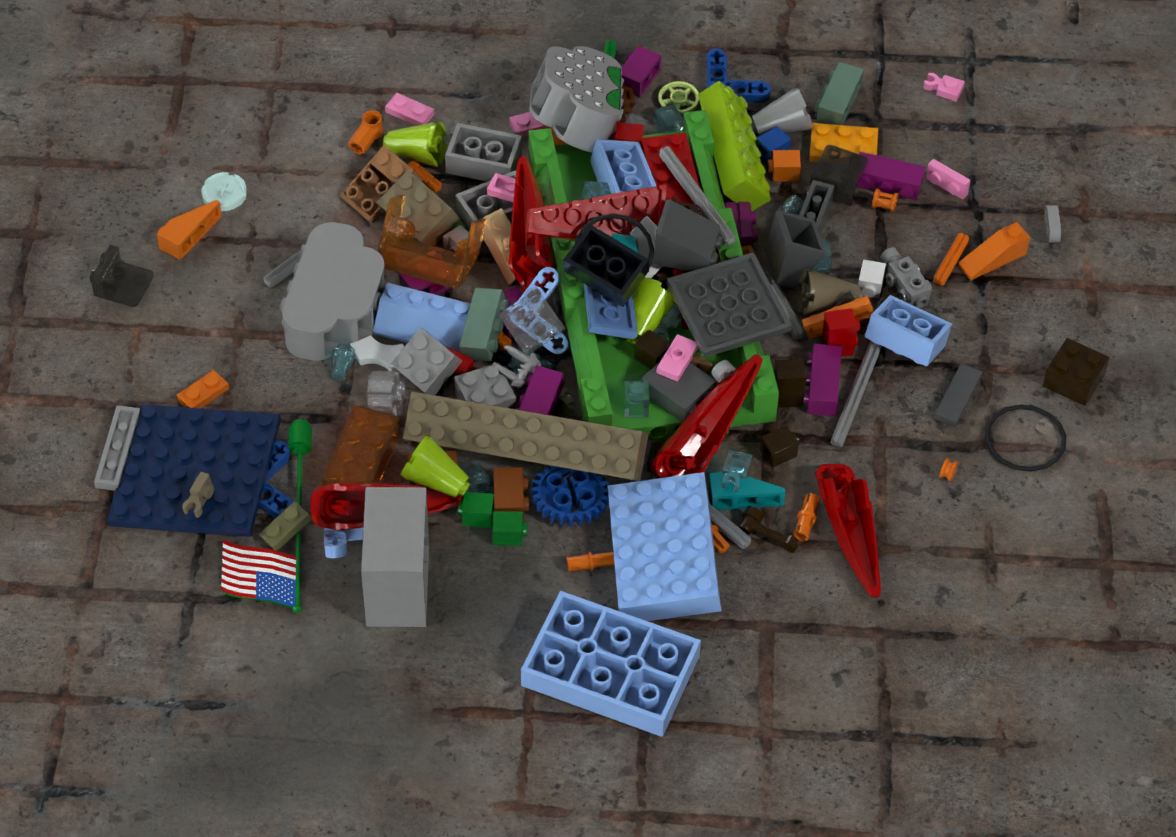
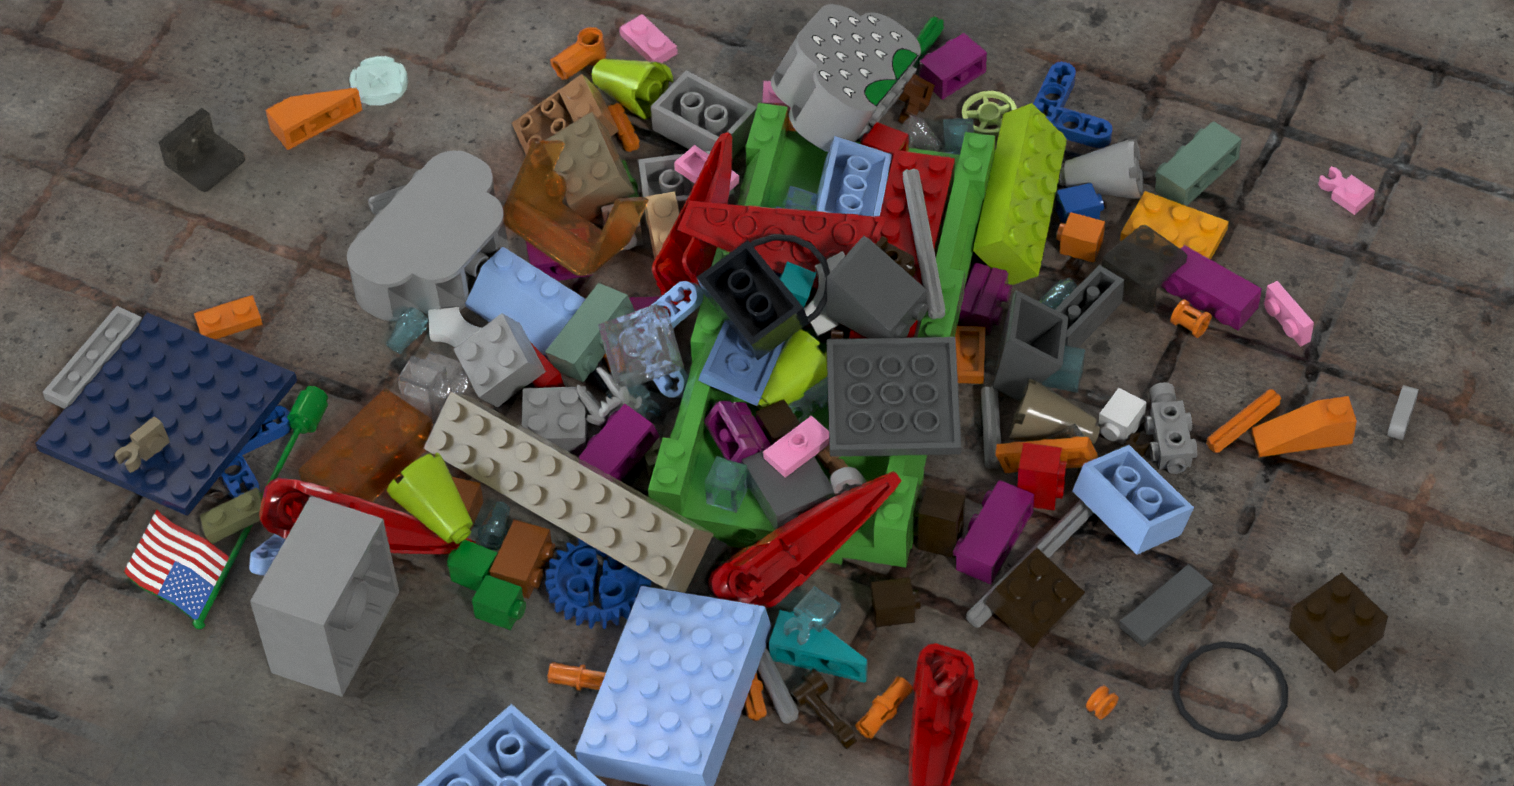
camera: 25 degrees right, 0 degrees up
(626, 361) = (735, 430): none -> magenta brick
(874, 414) = (1034, 597): none -> dark brown brick

